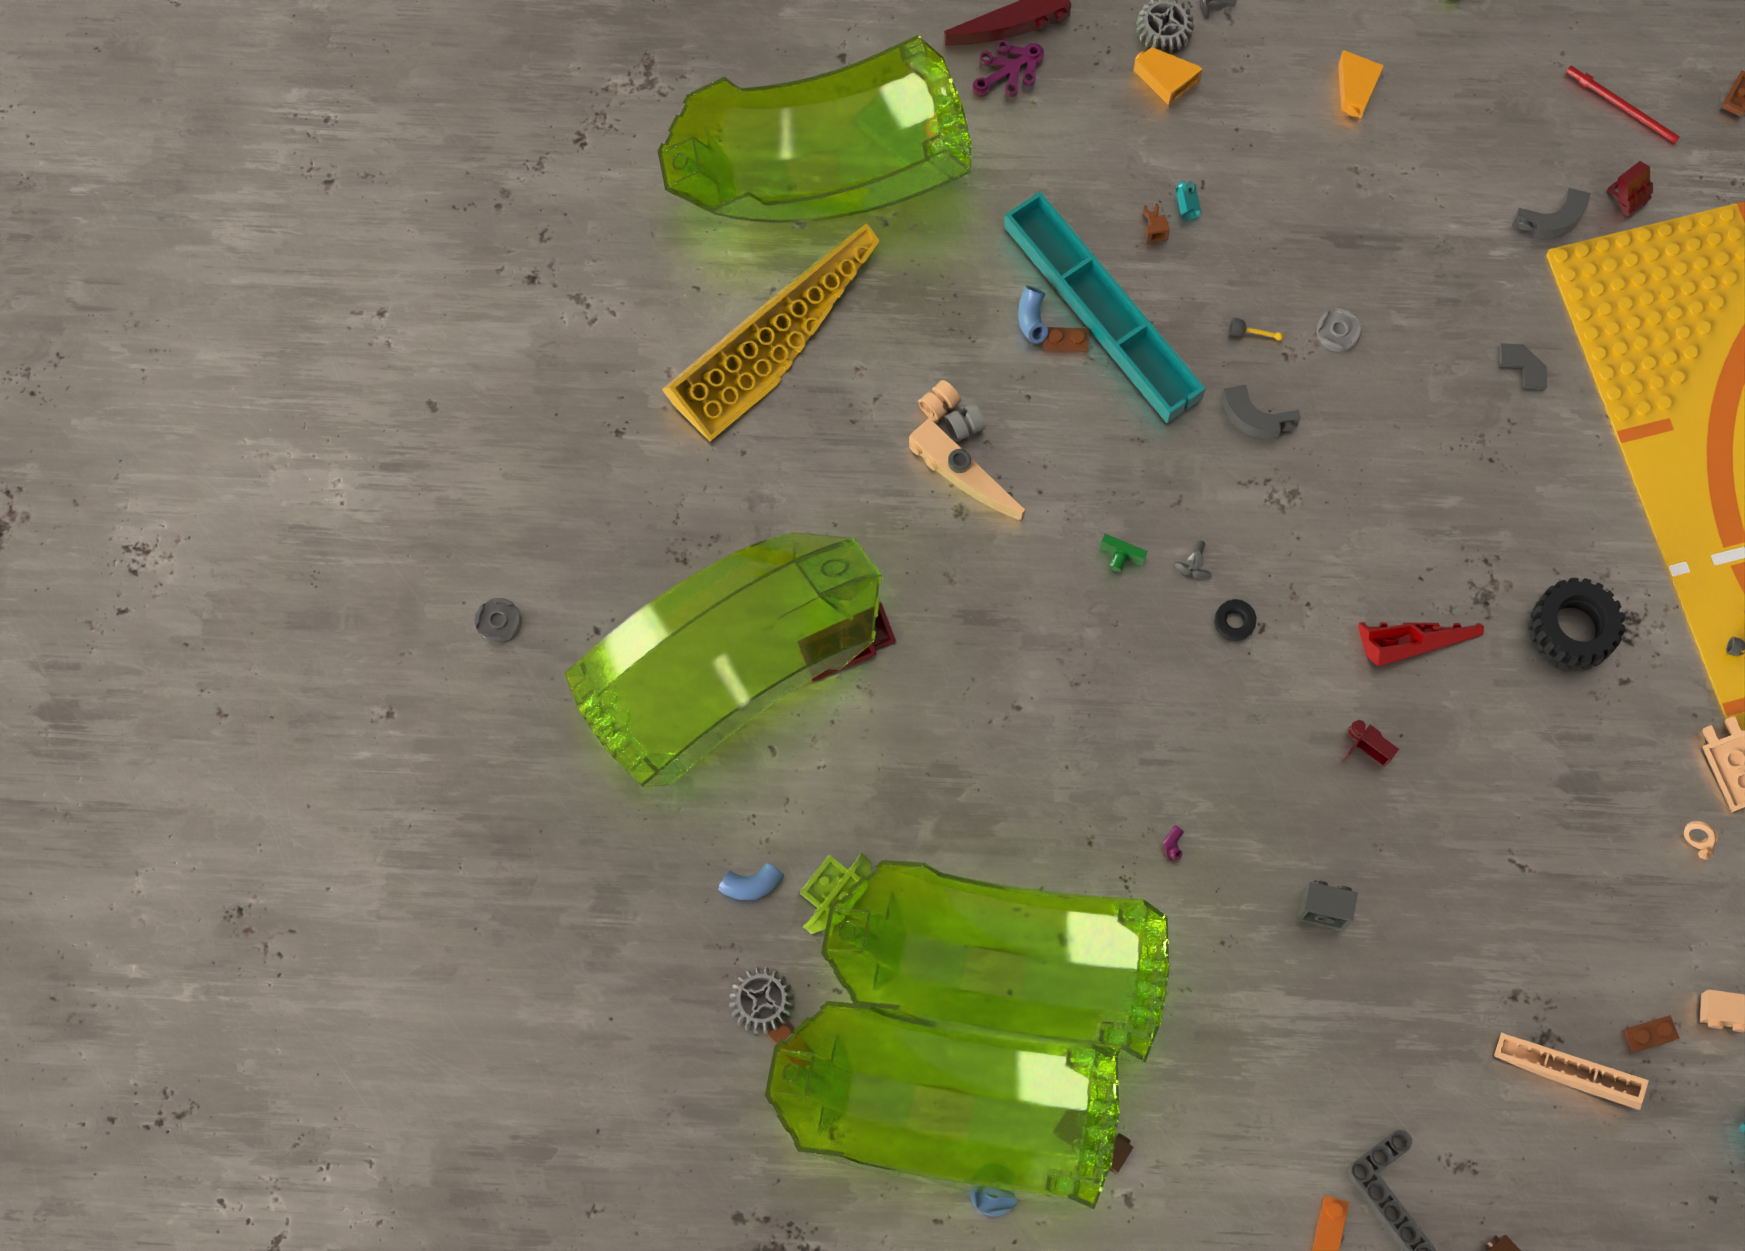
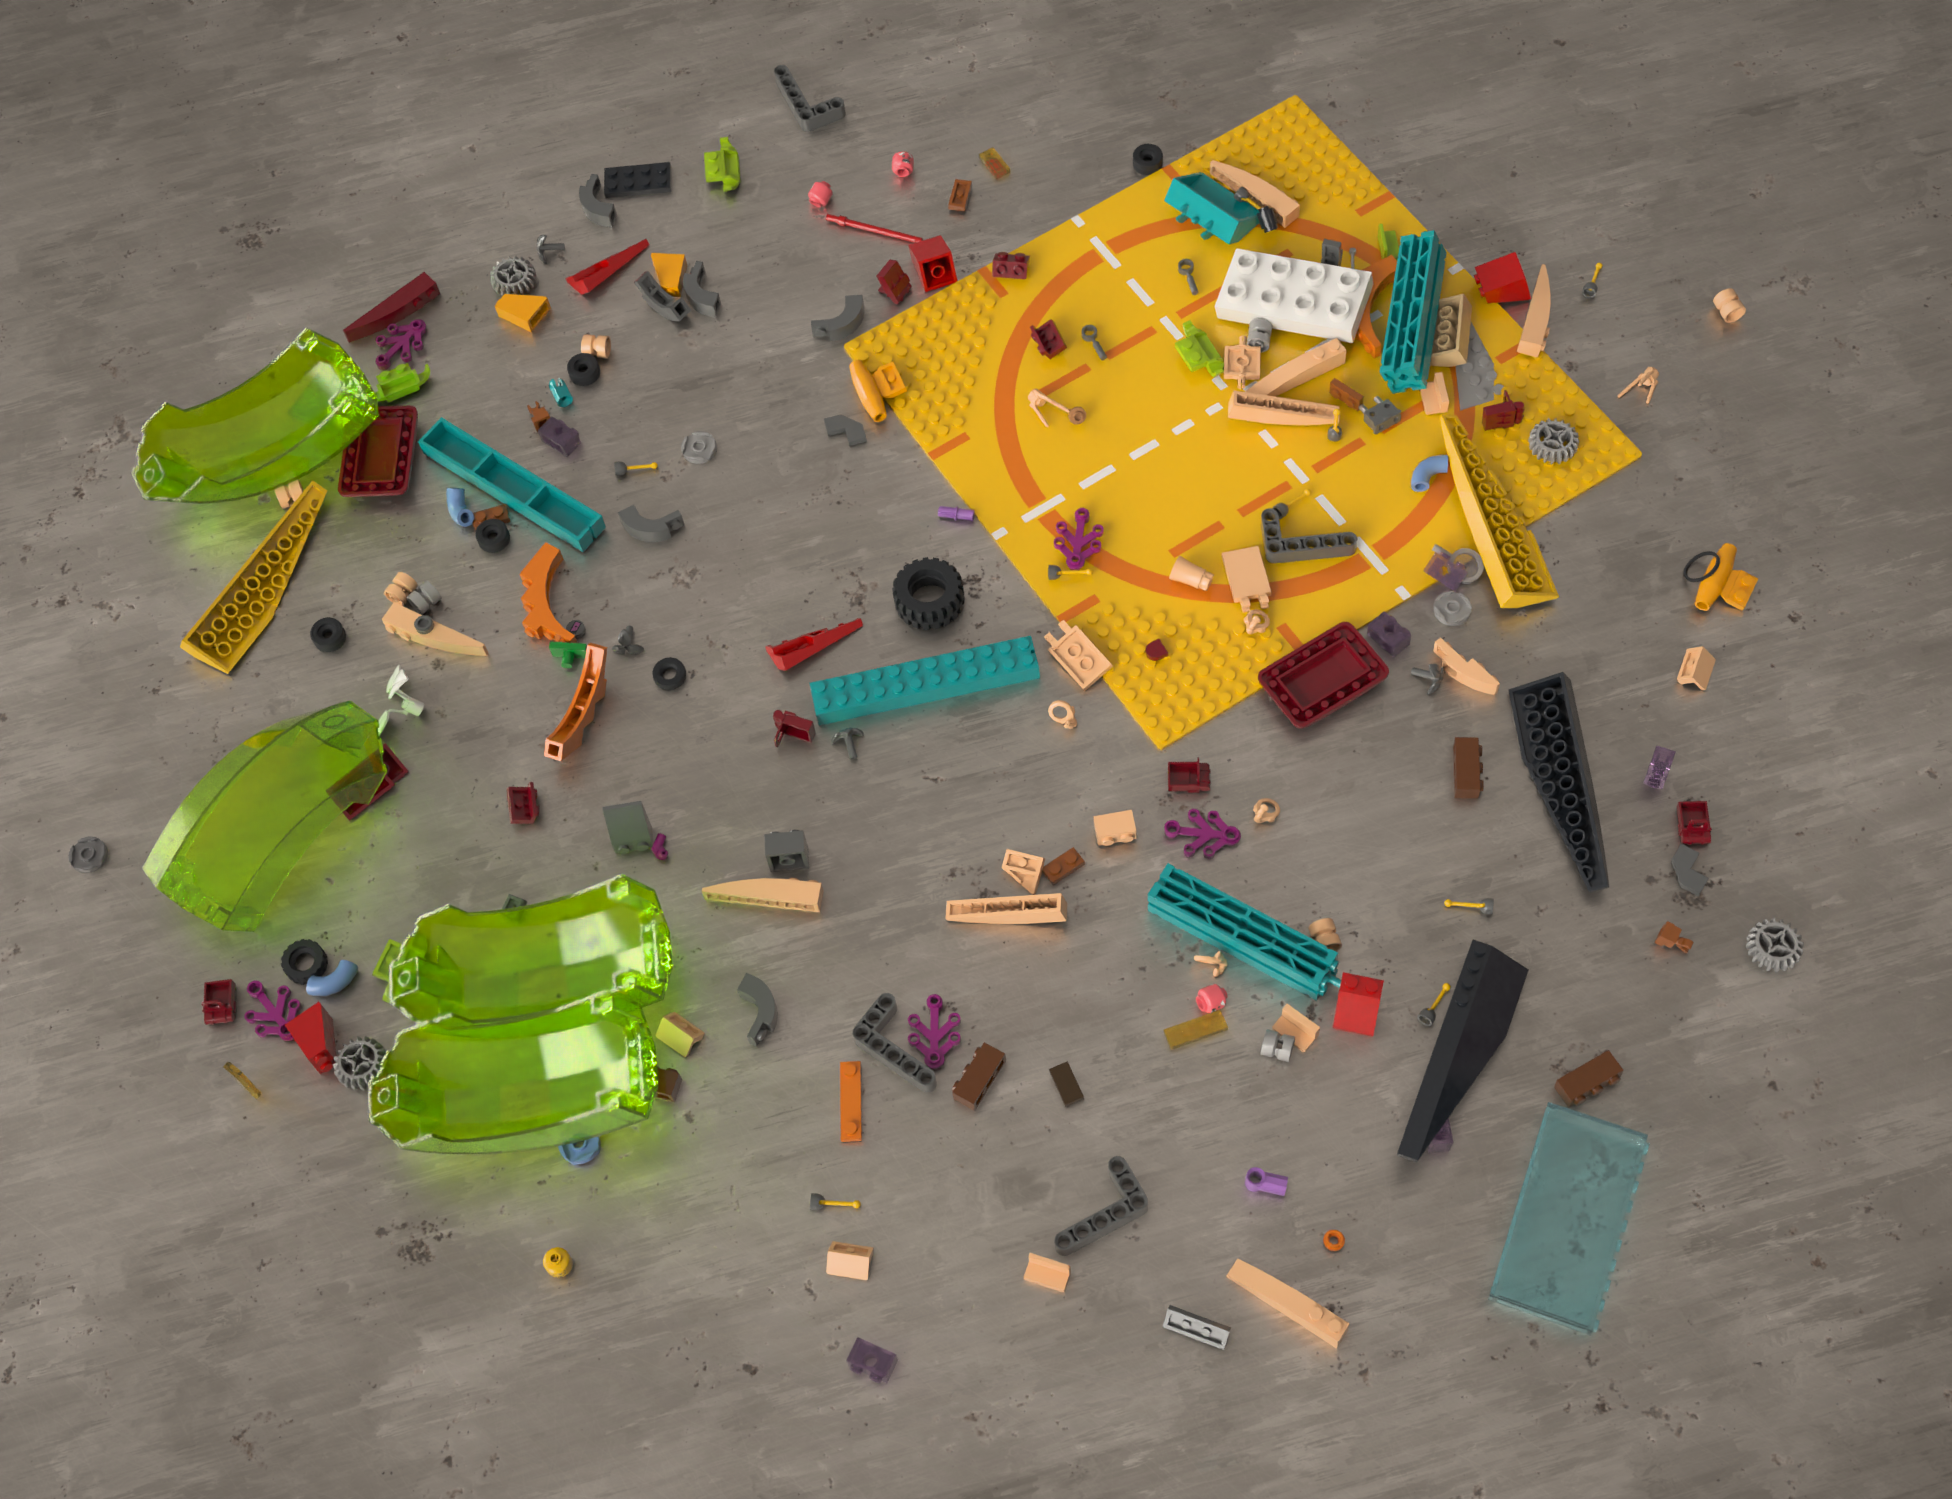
camera: 10 degrees left, 10 degrees down
(613, 865) = (219, 1002): none -> dark red piece
(623, 981) = (242, 1080): none -> clear yellow tile
(674, 901) = (274, 1014): none -> magenta plant
(716, 953) = (315, 1036): none -> red slope
(718, 829) = (295, 950): none -> black tyre
(834, 230) = (289, 494): none -> light nougat wheel
(842, 418) = (325, 625): none -> black tyre
(917, 539) = (409, 704): none -> plant
(956, 220) = (381, 456): none -> dark red wedge
(983, 861) = (513, 901): none -> dark grey tile
(998, 122) = (399, 382): none -> lime plate
(1024, 733) = (522, 804): none -> dark red bracket
(1064, 353) = (492, 526): none -> black tyre
(1099, 497) = (536, 600): none -> orange arch
(1124, 632) = (590, 690): none -> orange arch
(1136, 523) = (576, 627): none -> dark grey tile
(1143, 1092) = (678, 1033): none -> panel
(1146, 813) = (628, 827): none -> dark grey slope
(1174, 260) = (559, 436): none -> clear purple brick
(1226, 167) = (583, 378): none -> black tyre
(1245, 153) = (596, 346): none -> light nougat wheel
(1255, 1091) = (758, 992): none -> dark grey arch
(1268, 53) = (592, 276): none -> red wedge
(1294, 950) = (769, 892): none -> light nougat slope
(1338, 118) = (666, 305): none -> dark grey arch
(1383, 127) = (700, 299): none -> dark grey arch
(1433, 776) = (847, 735): none -> dark grey plant
(1444, 1198) = (935, 1034): none -> magenta plant
(1544, 736) = (924, 680): none -> teal piece
(1568, 35) = (820, 194): none -> coral head
(1573, 324) = (873, 388): none -> light orange plate
(1604, 1023) = (1024, 869): none -> light nougat wing
(1633, 525) = (956, 513): none -> medium lavender axle
(1680, 27) = (902, 164): none -> coral head
(1687, 176) = (933, 263): none -> red slope

